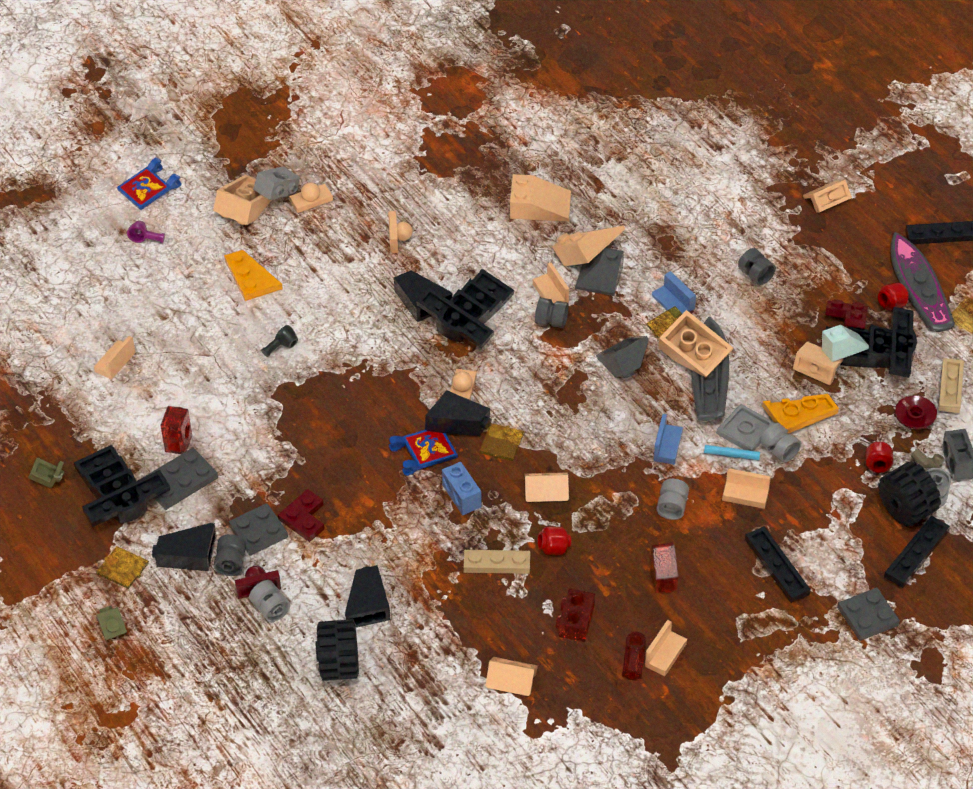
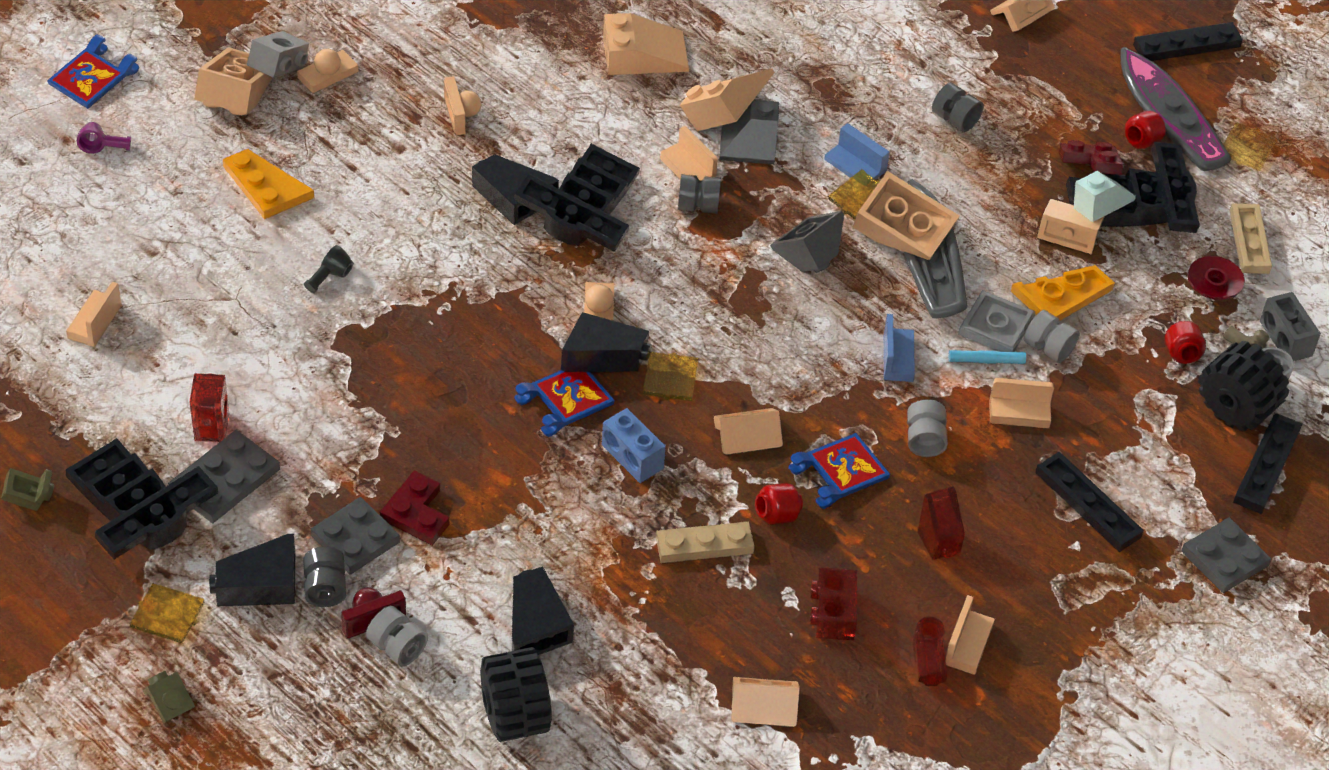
camera: 15 degrees left, 0 degrees up
(608, 520) = (844, 465): none -> flag

